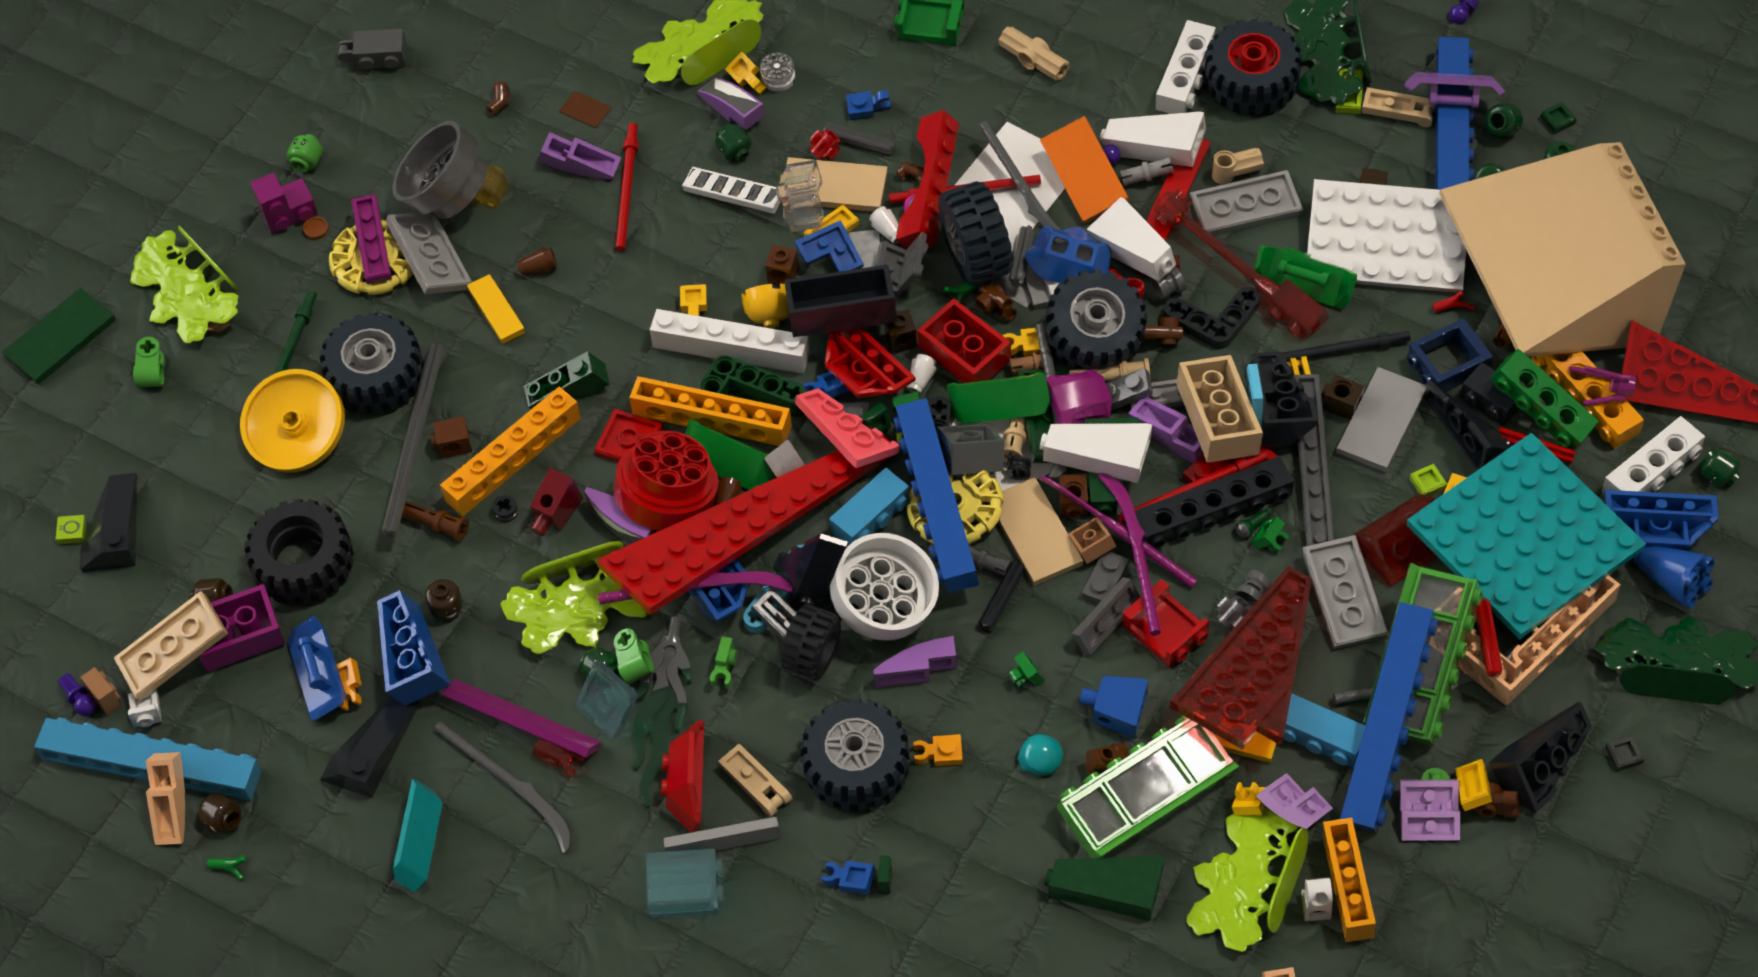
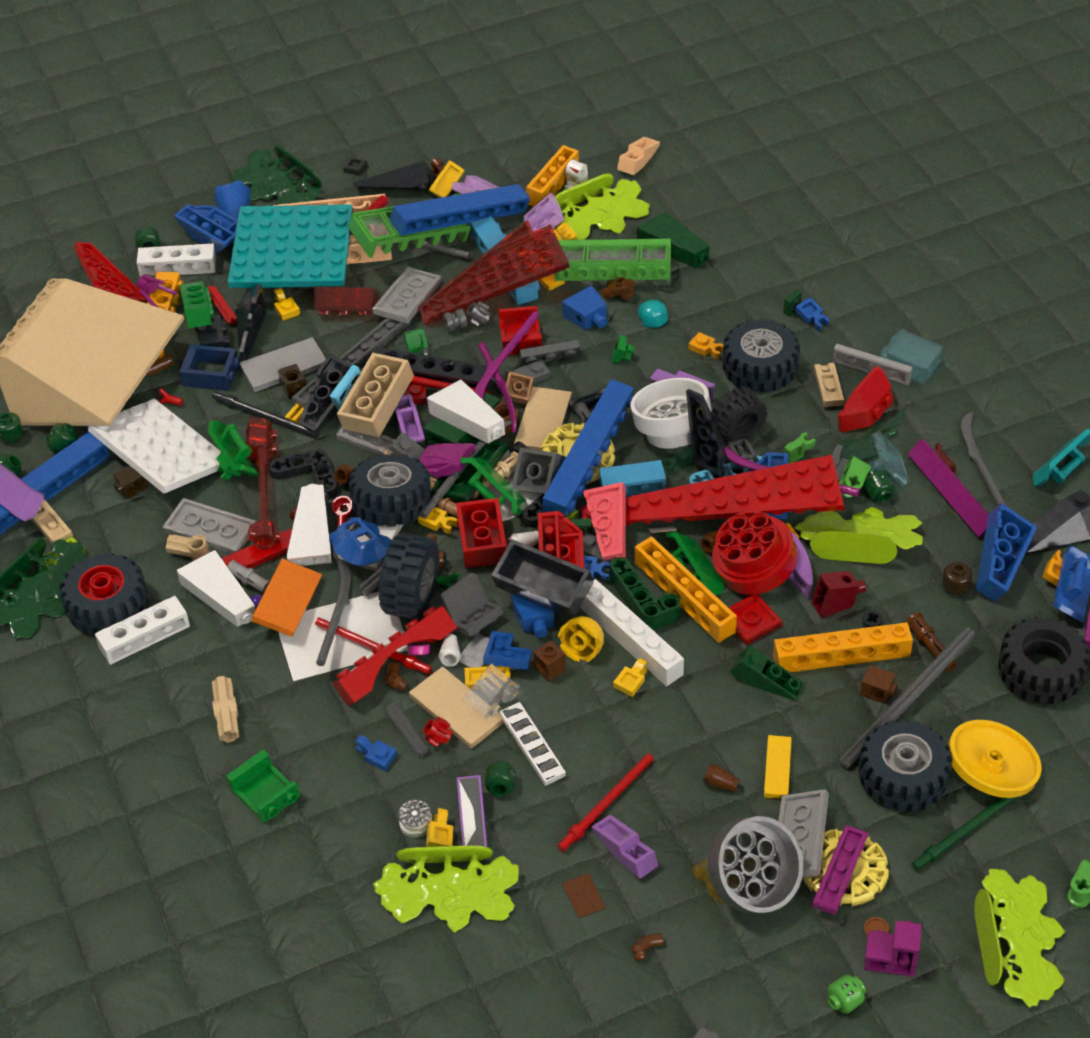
camera: 145 degrees left, 10 degrees down
(1428, 480) = (297, 323): lime tile -> none

